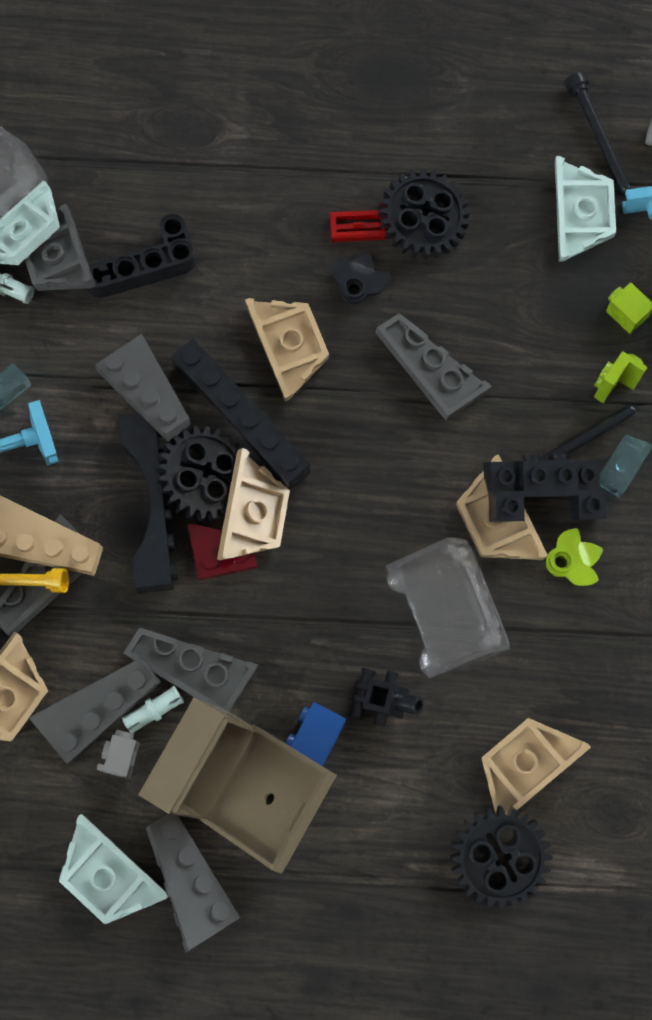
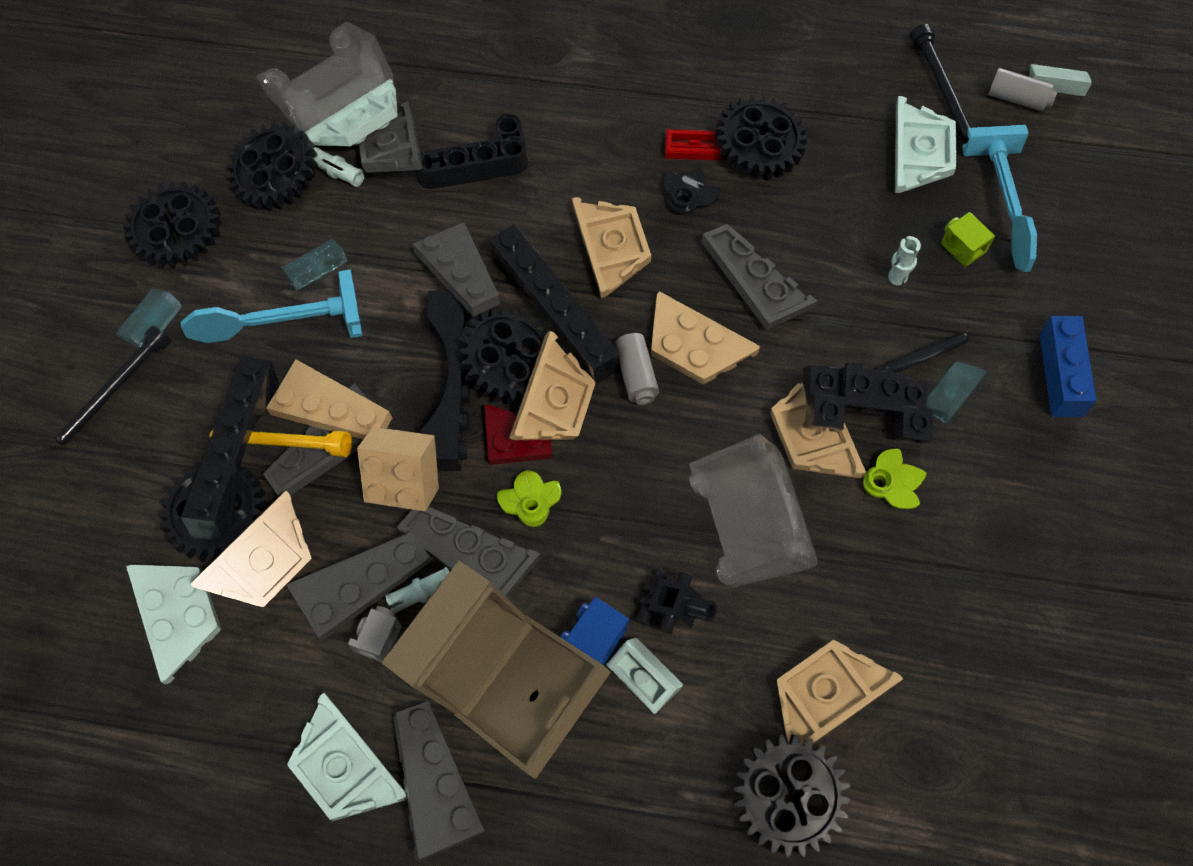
camera: 10 degrees right, 10 degrees down
(118, 600) = (398, 468): none -> tan brick
(241, 606) = (528, 494): none -> lime plate
(327, 473) = (636, 368): none -> light grey brick
(364, 764) = (644, 674): none -> light aqua slope
(378, 438) = (695, 342): none -> tan wing
(571, 340) = (904, 260): none -> light aqua pin
(626, 369) = (956, 295): lime bracket -> none

